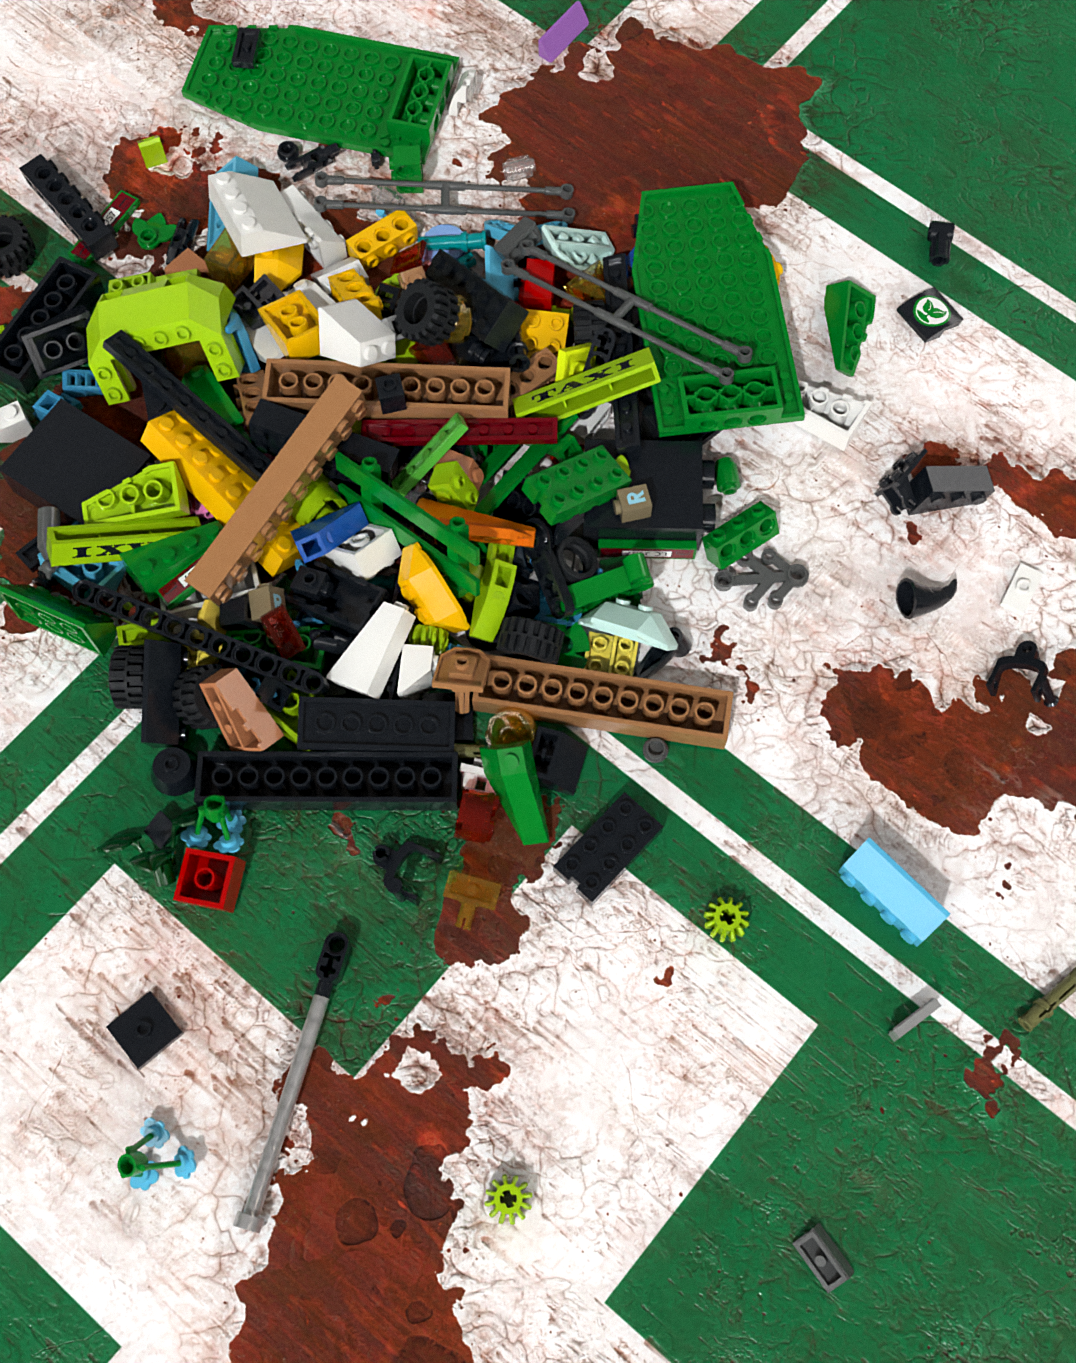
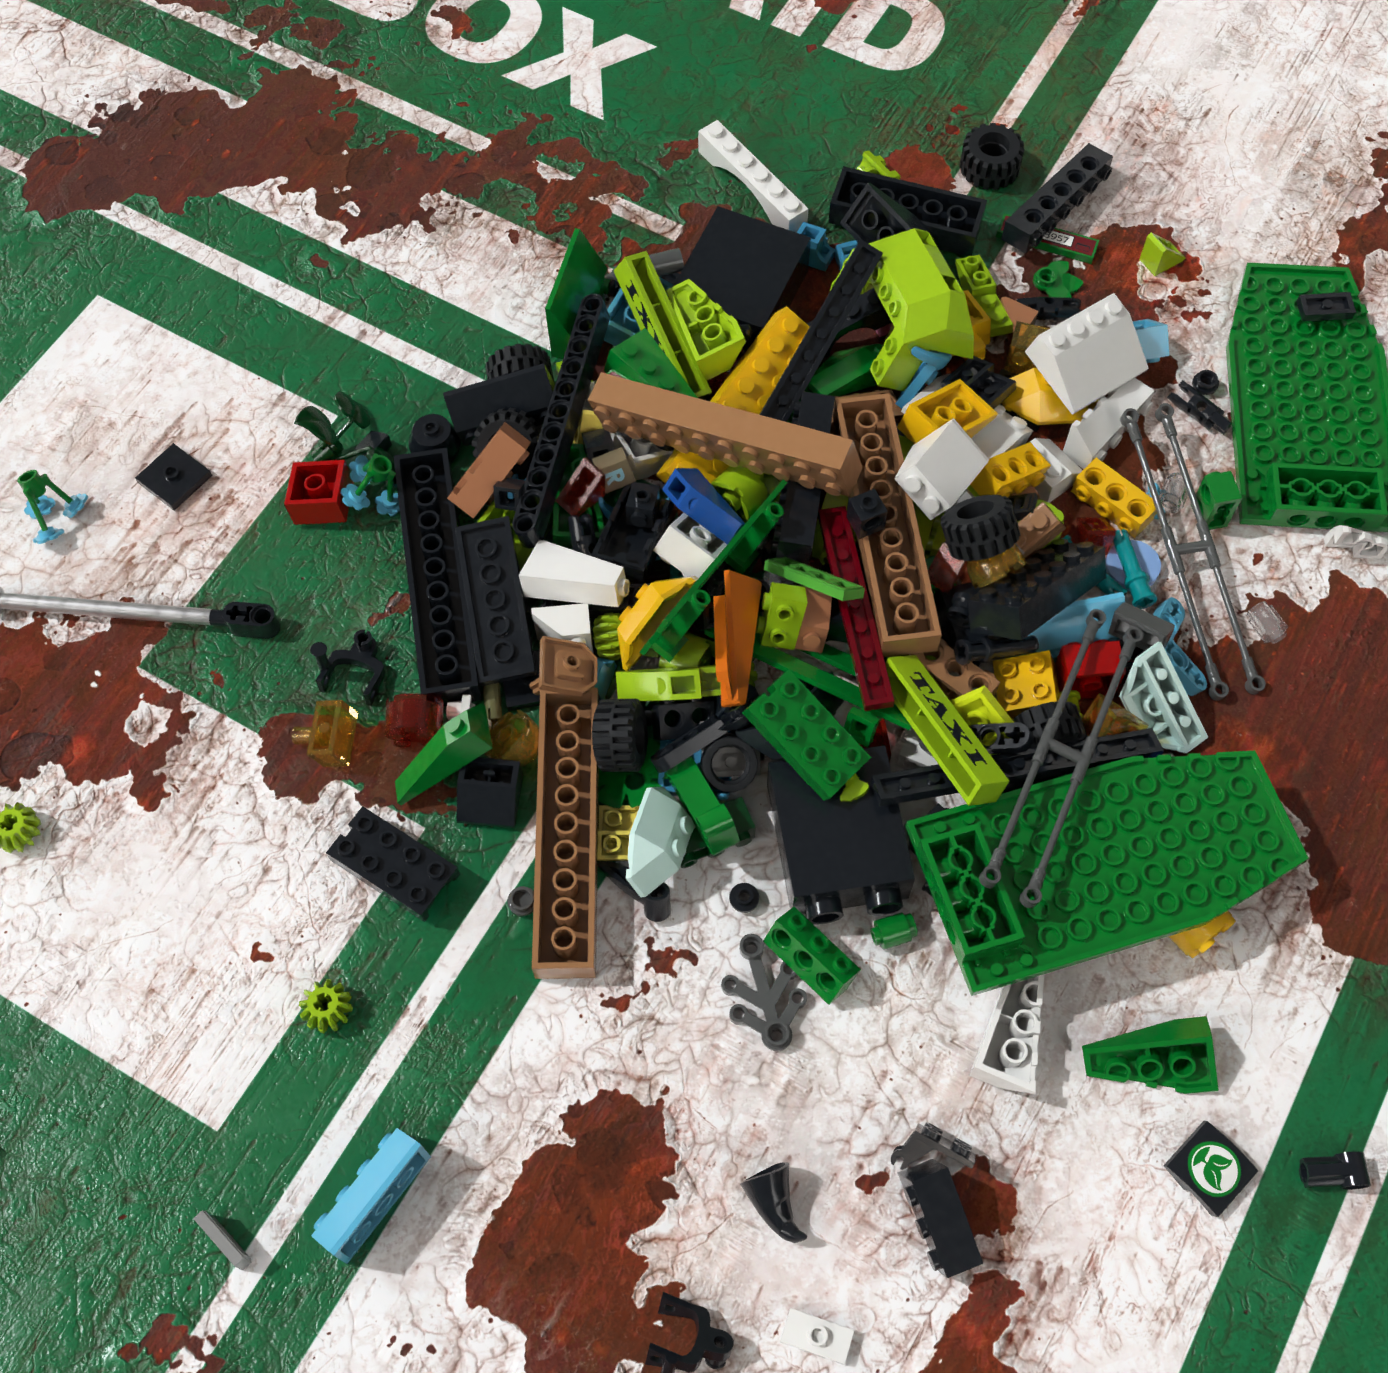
camera: 80 degrees right, 5 degrees down
(375, 159) = (1229, 466): black piece -> none
(633, 503) = (803, 807): dark tan brick -> none
(650, 548) = (774, 852): tile -> none
(680, 585) = (744, 906): none -> black plate

